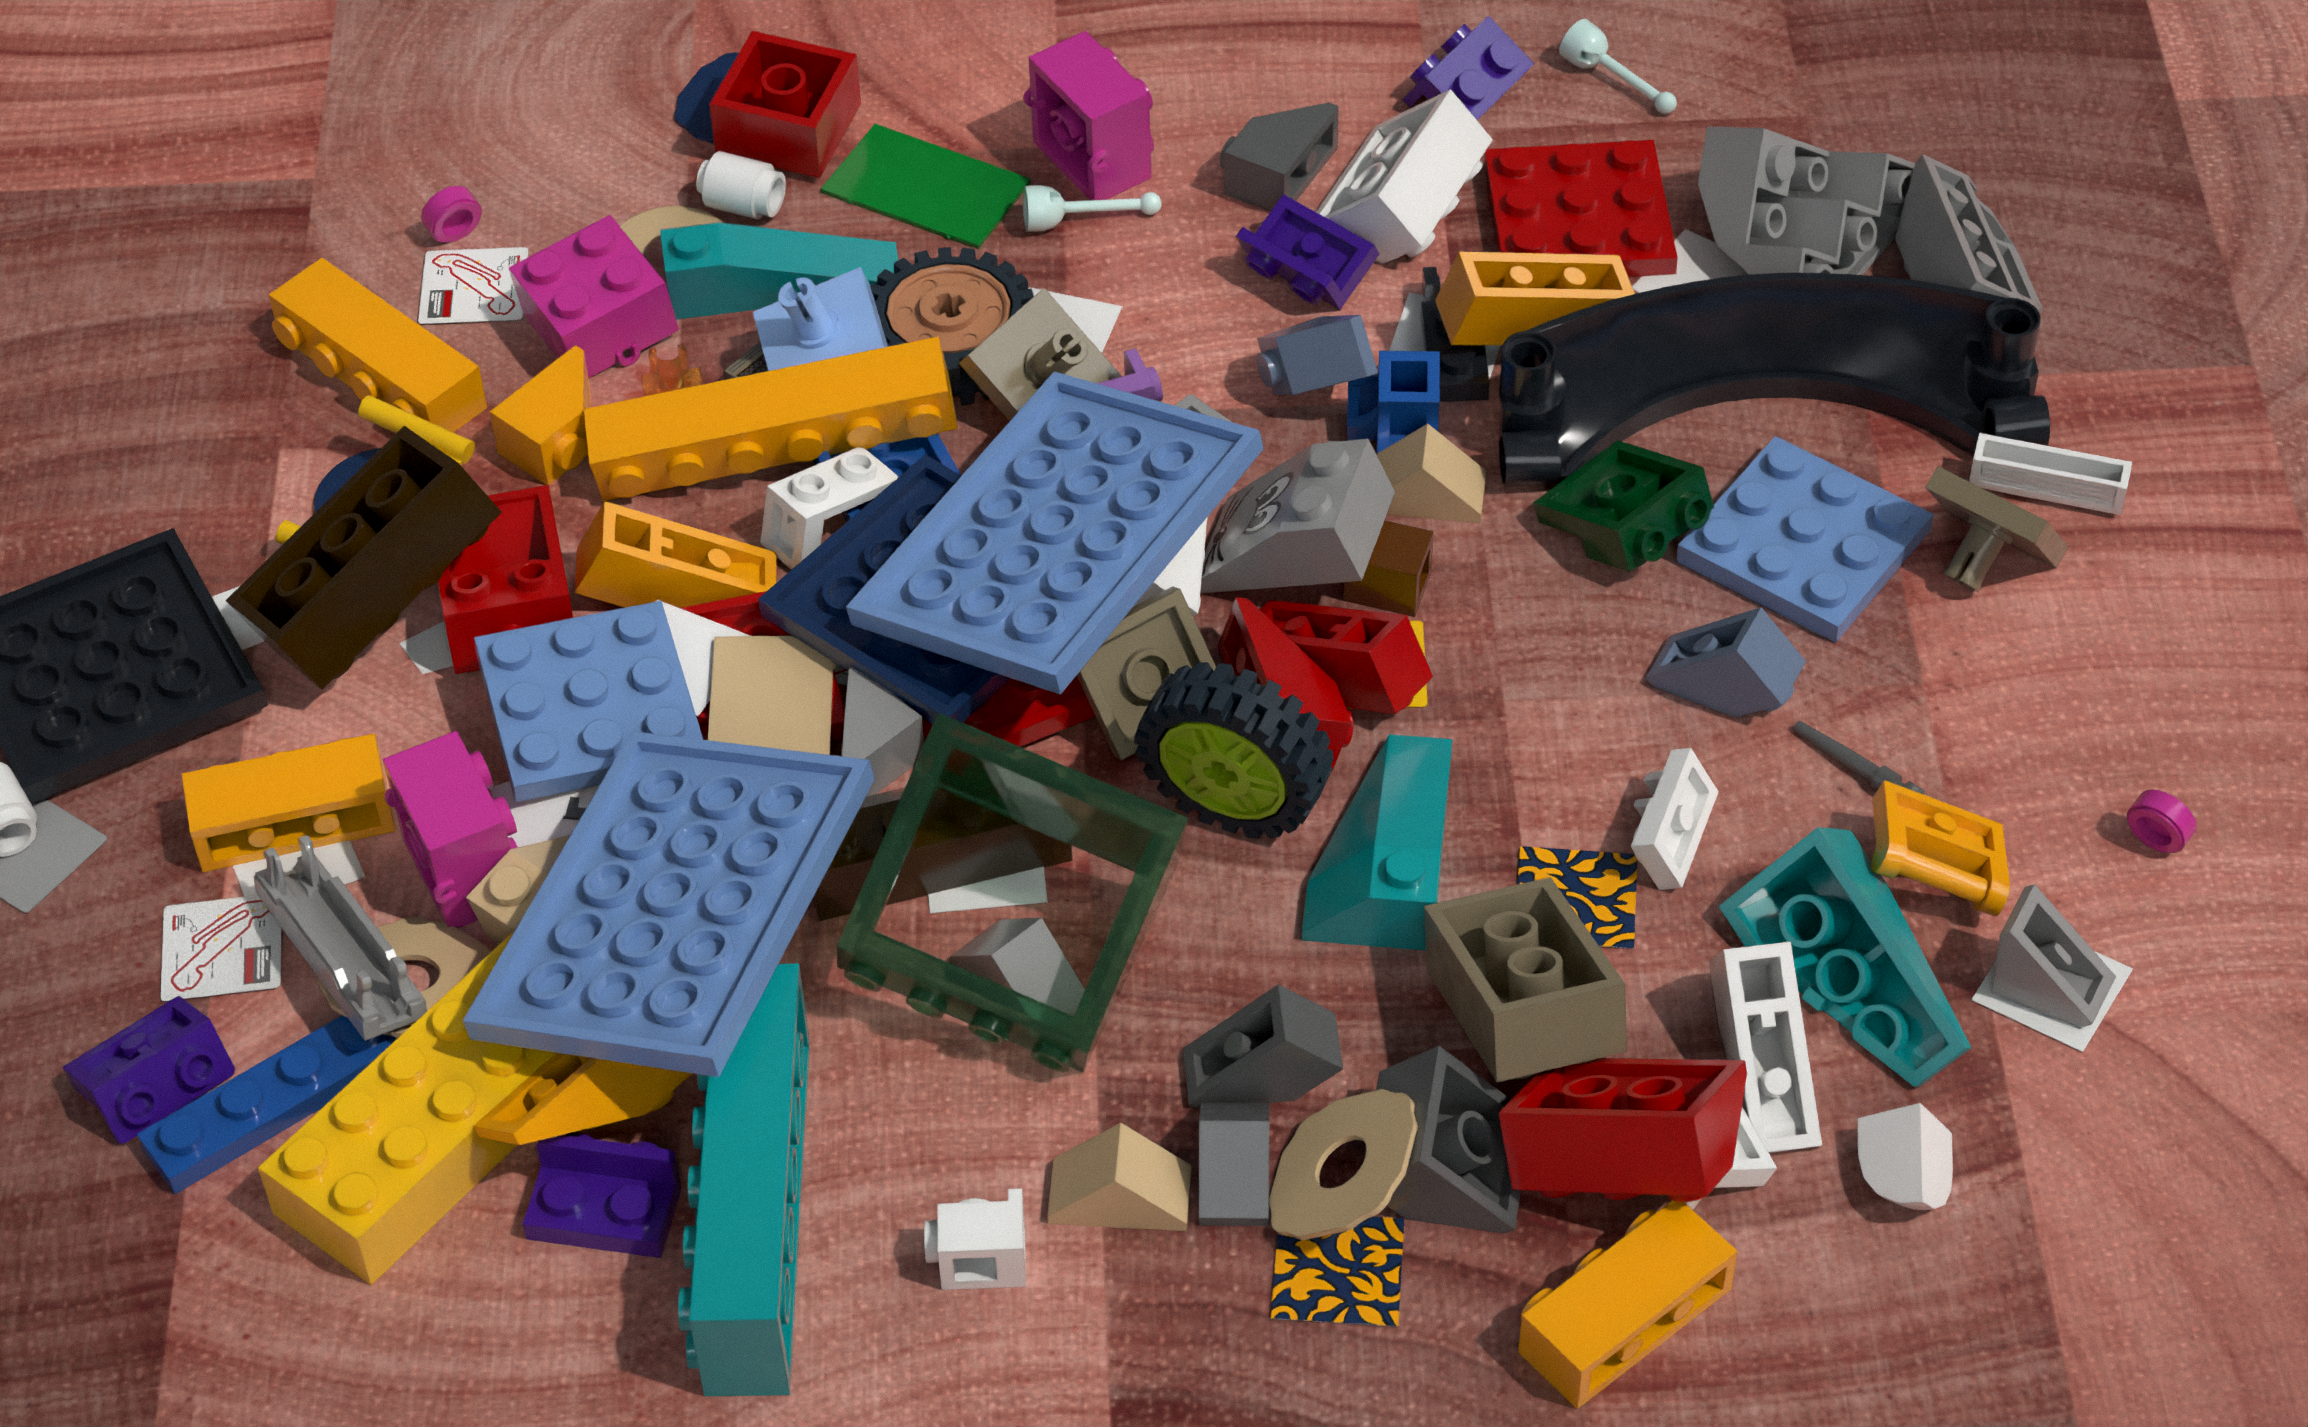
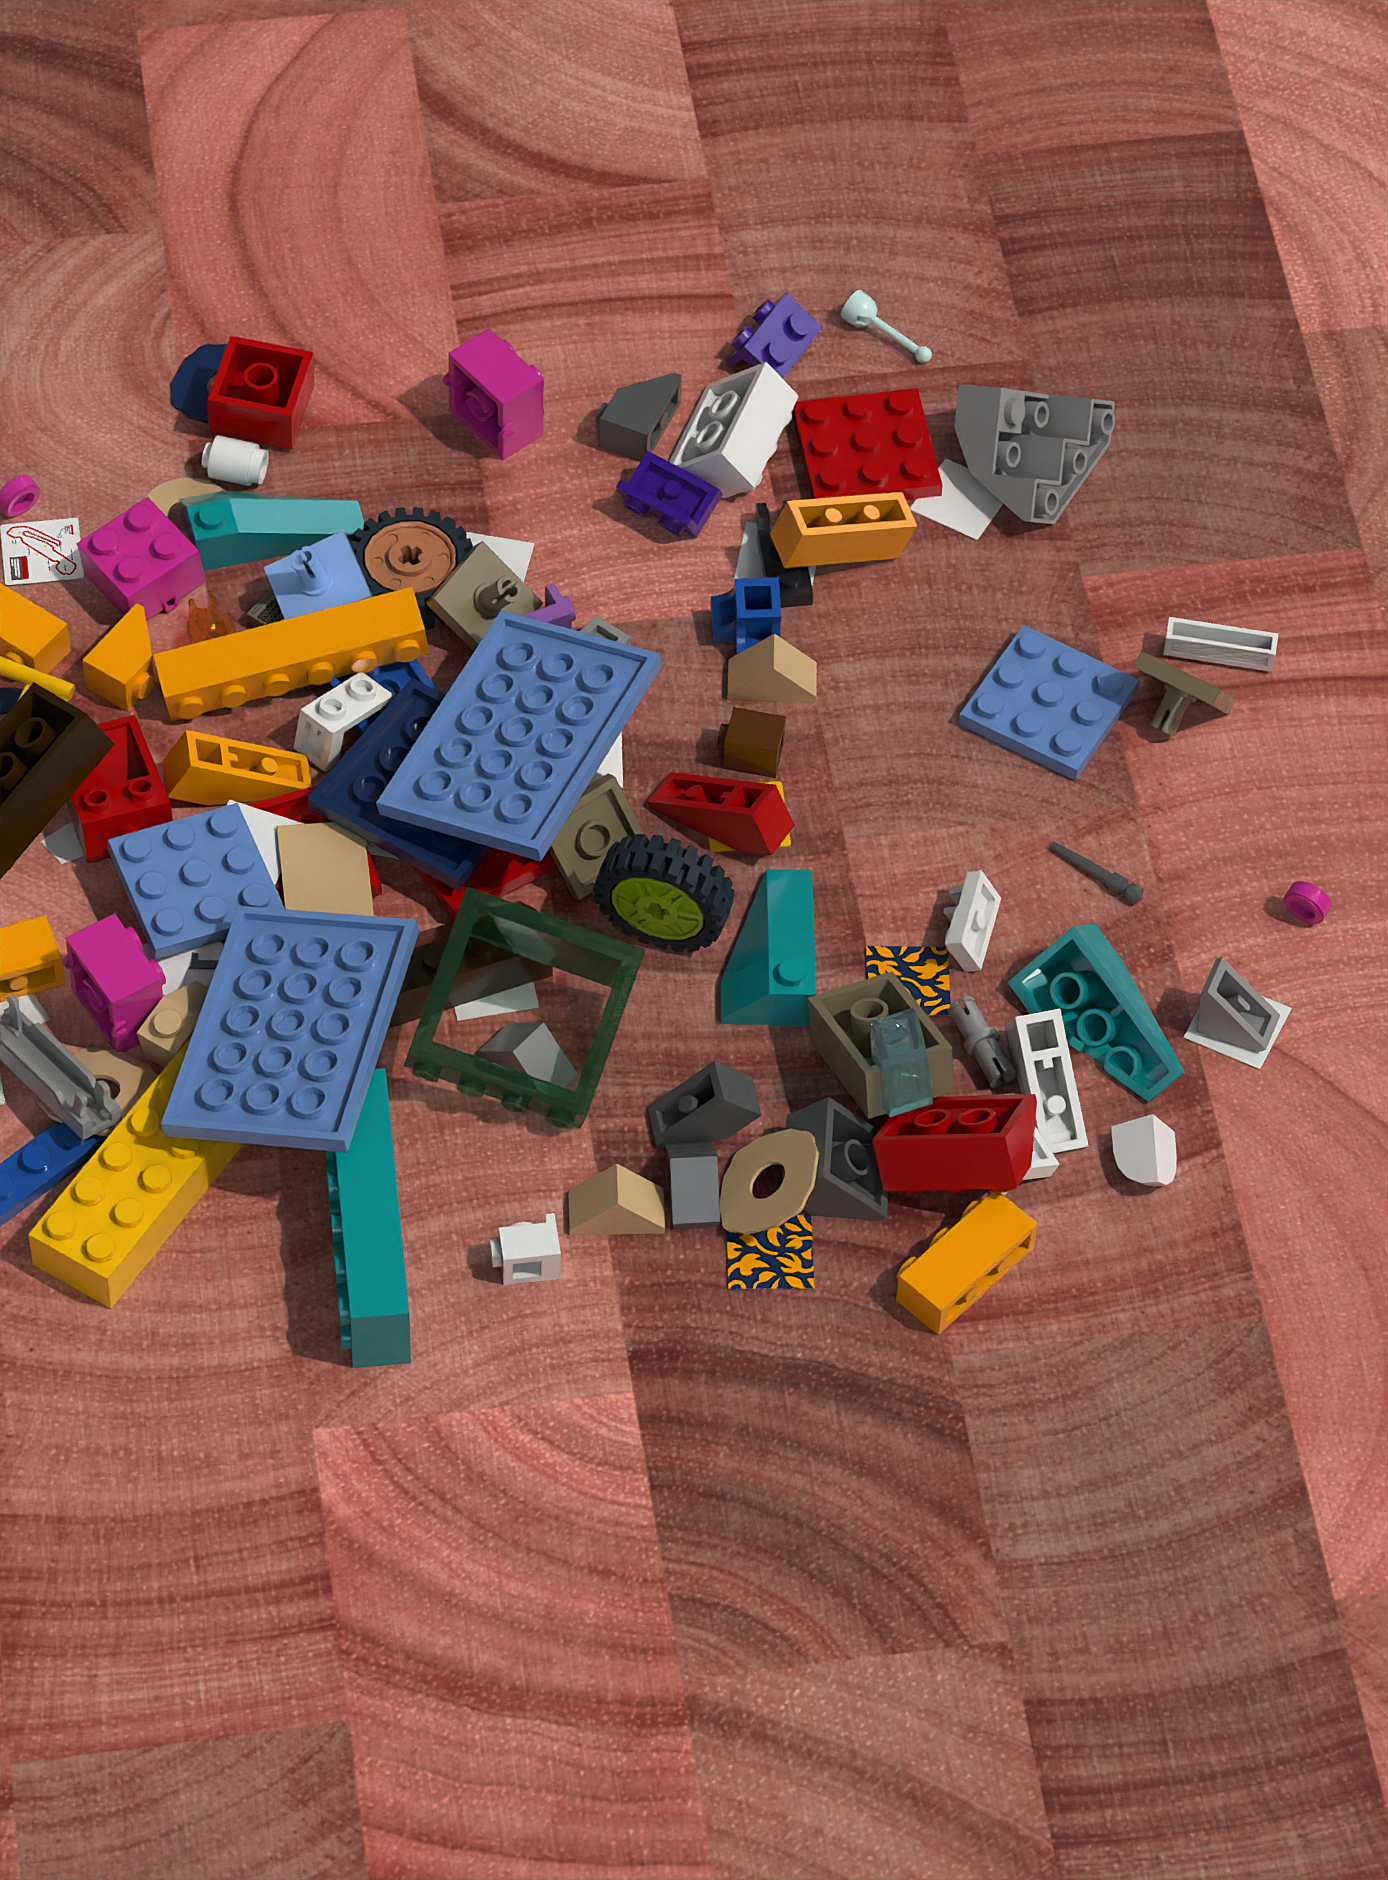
camera: 10 degrees left, 5 degrees up
(577, 1095) = (237, 1170): light orange slope -> none
(603, 1195) = (263, 1236): dark purple bracket -> none
(880, 730) = (406, 887): light grey slope -> none
(926, 186) = (373, 450): green window -> none
(1045, 206) = (468, 467): light aqua hinge -> none
(1260, 646) = (672, 816): red slope -> none
(1301, 521) = (691, 715): light grey slope -> none
(1315, 355) = (686, 581): sand blue slope -> none
(1549, 1000) = (902, 1061): none -> clear light blue slope
(1628, 504) = (921, 685): dark green plate -> none
(1675, 987) = (982, 1042): none -> light grey pin
(1730, 665) = (1002, 804): sand blue slope -> none
(1883, 344) = (1097, 551): black panel -> none
(1940, 847) = (1160, 921): light orange plate -> none
(1956, 238) = (1149, 470): light grey wedge -> none

